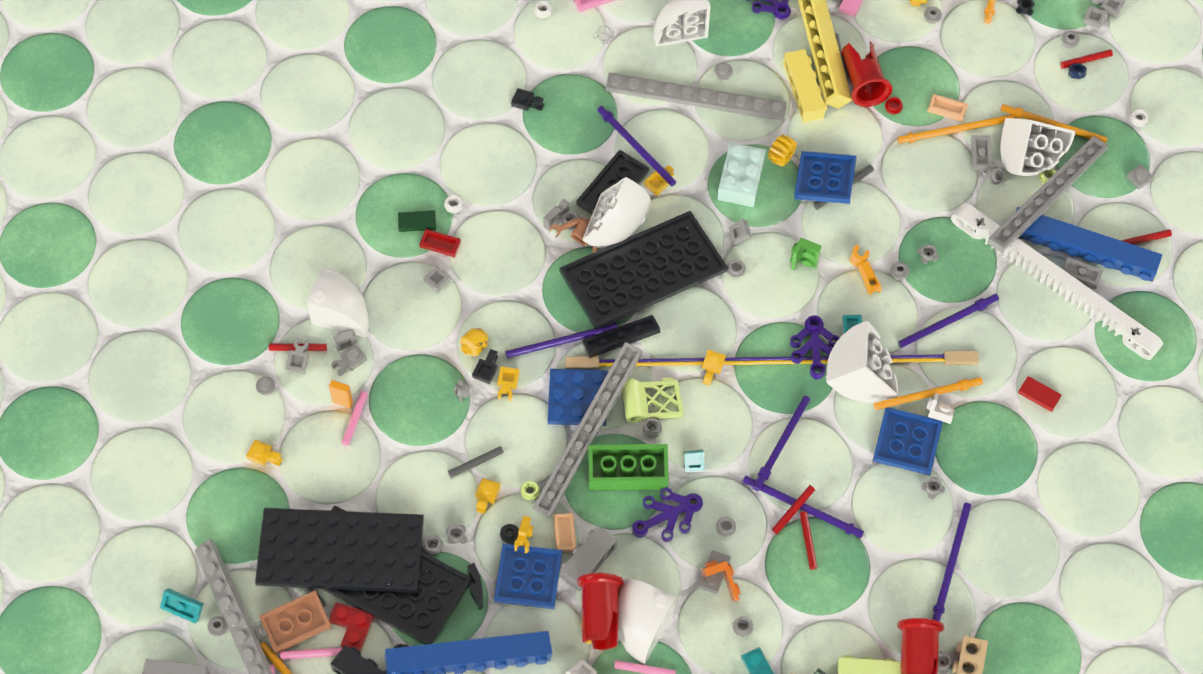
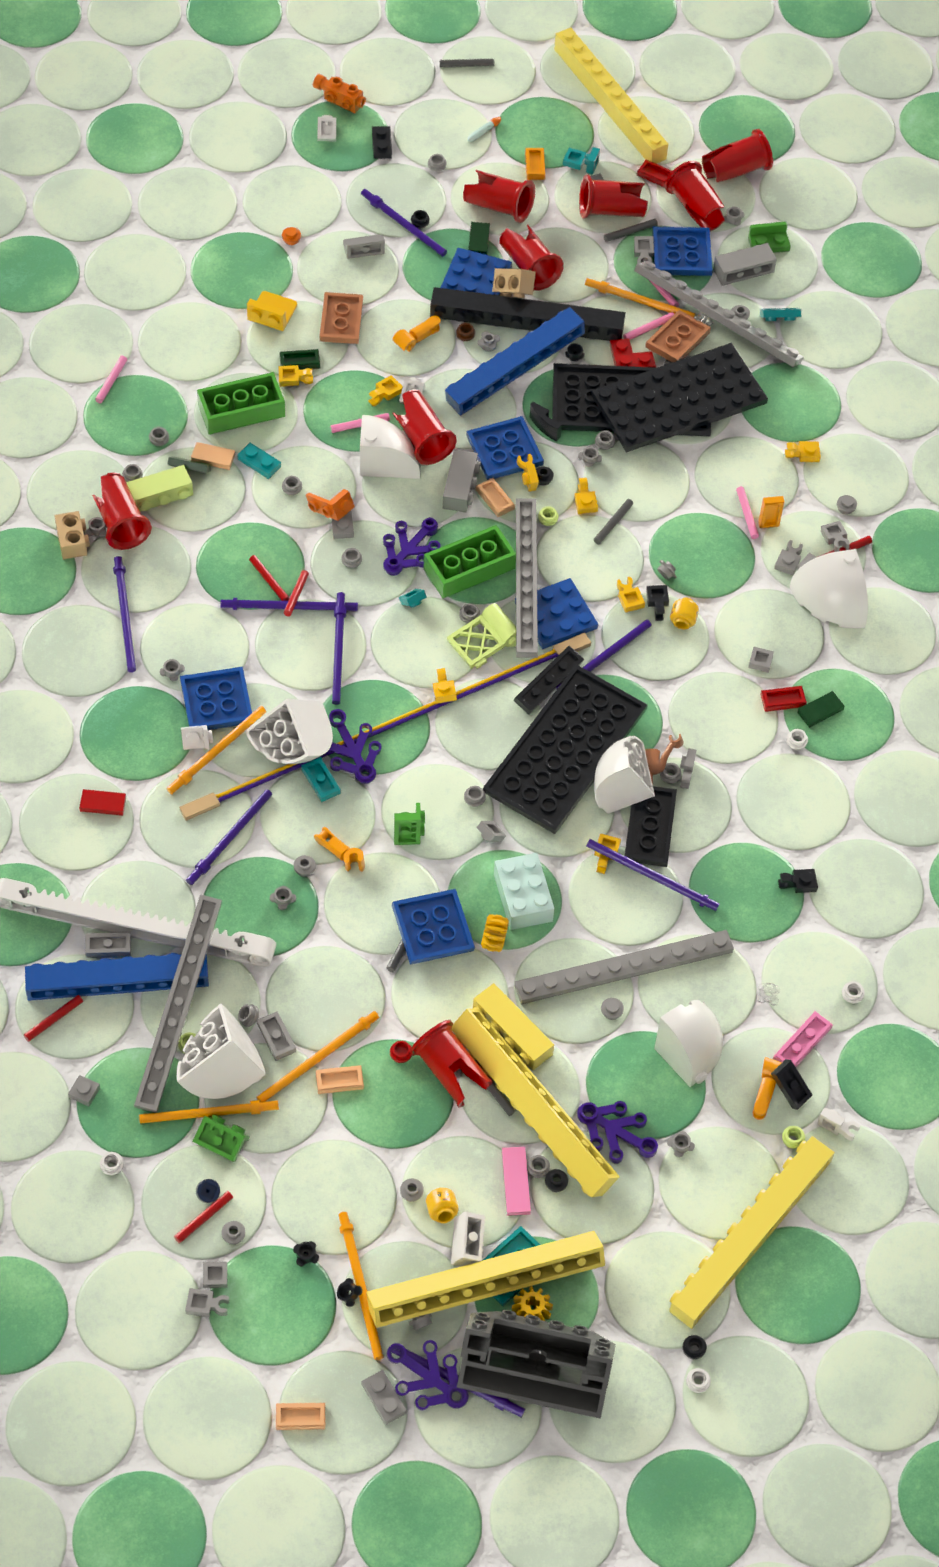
camera: 150 degrees right, 5 degrees down
(1051, 101) = (220, 1137): none -> bright green bracket

